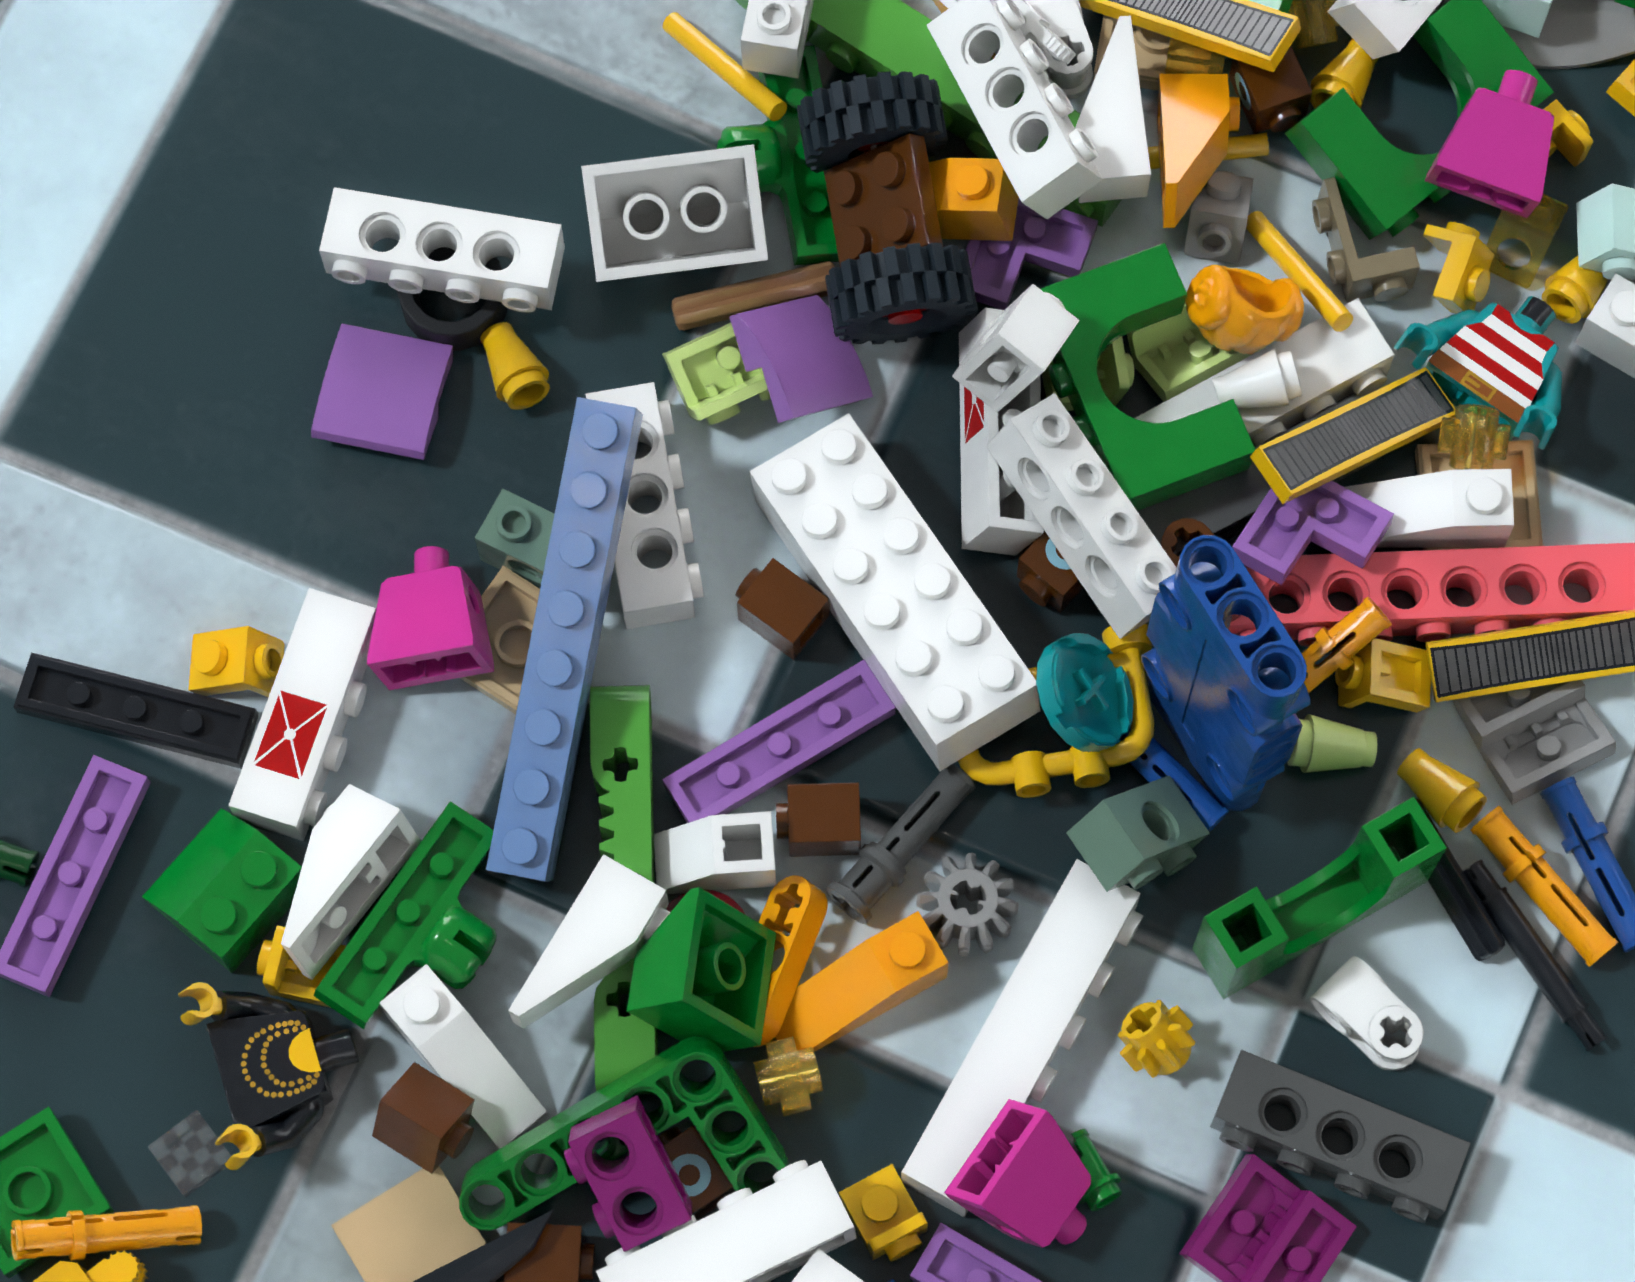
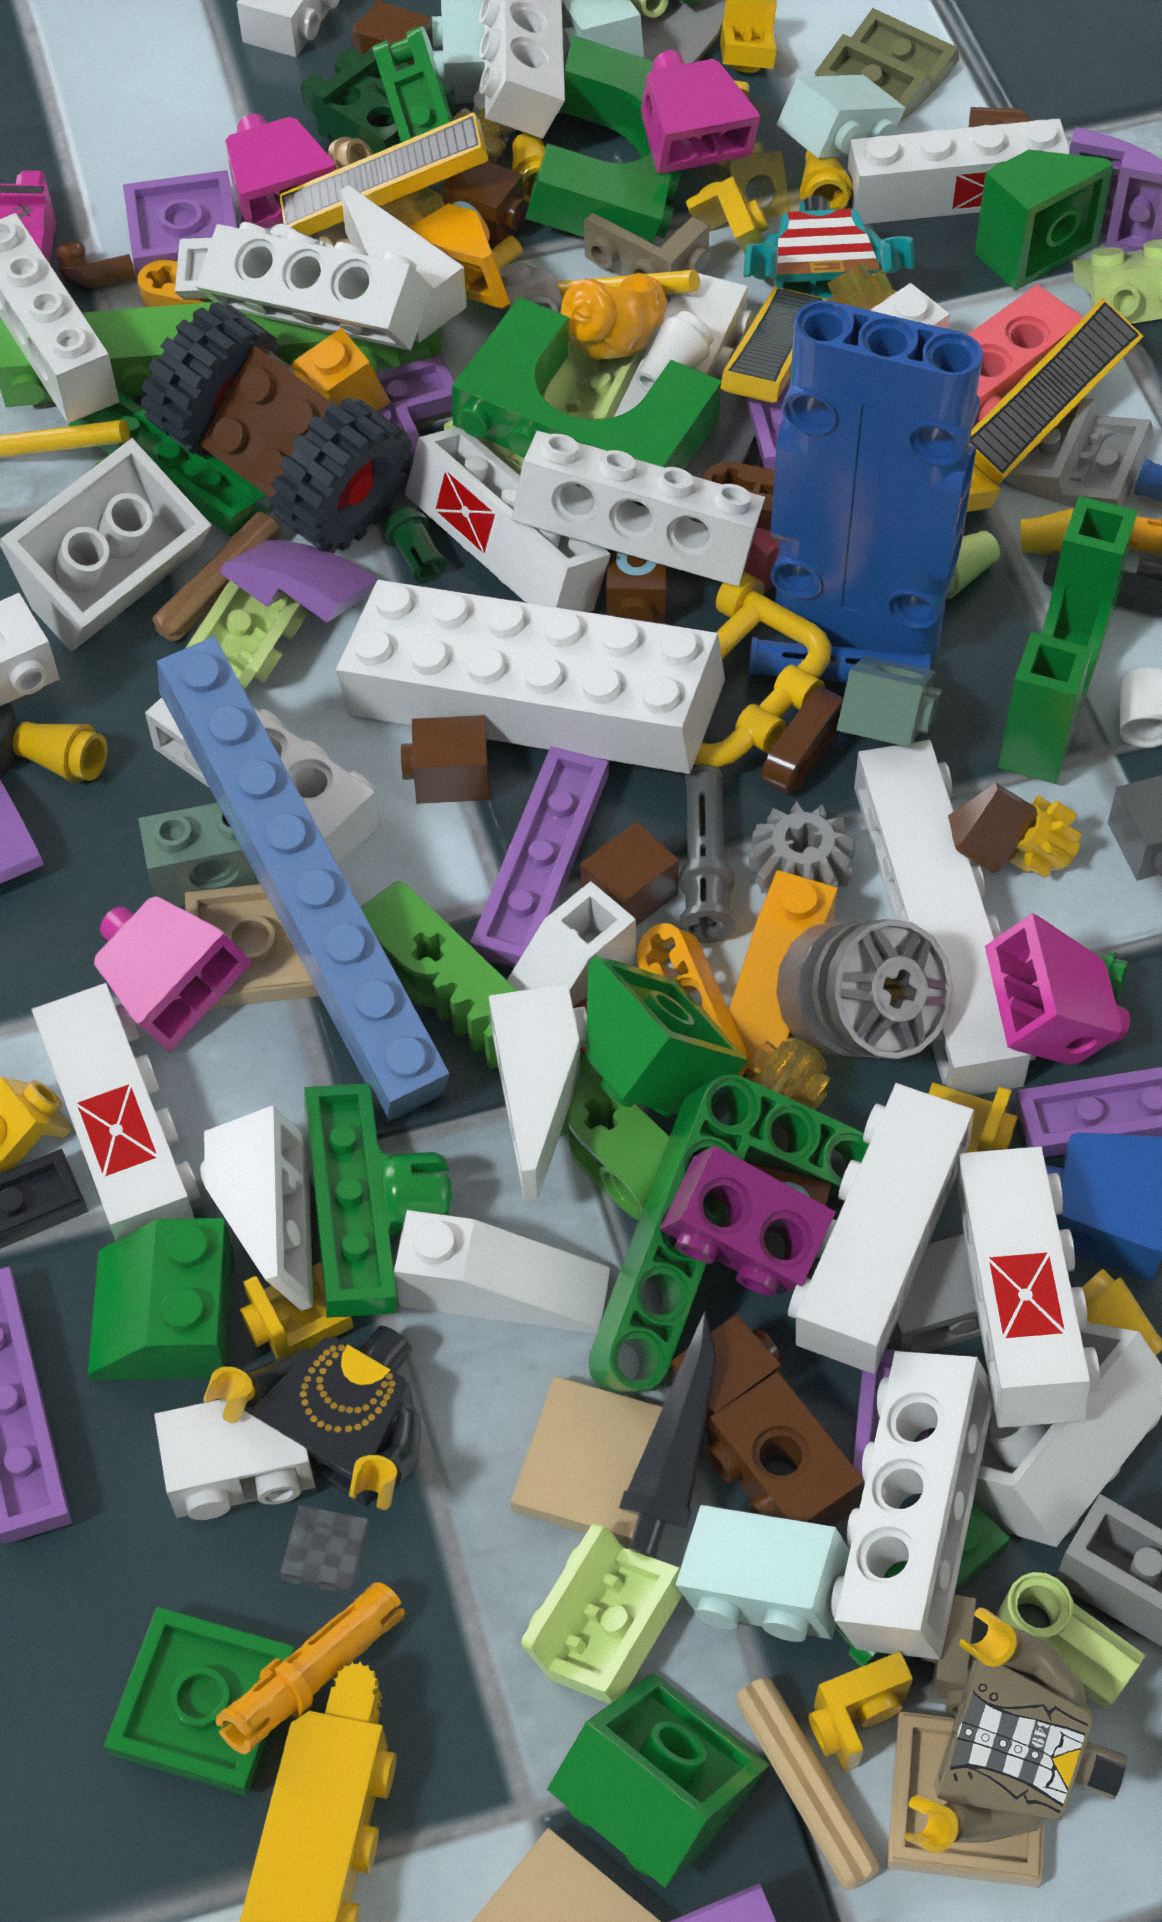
camera: 40 degrees left, 15 degrees down
(156, 1037) = (227, 1464): none -> white slope
(424, 1118) = (516, 1343): reddish brown brick -> none
(887, 1061) = (865, 988): none -> flat silver wheel
(926, 387) = (409, 534): none -> dark green pin
(1016, 347) = (477, 422): white brick -> none
(1053, 810) = (803, 742): none -> reddish brown beam
(1084, 692) = (755, 630): teal tile -> none
(1108, 1006) = (991, 826): none -> reddish brown slope

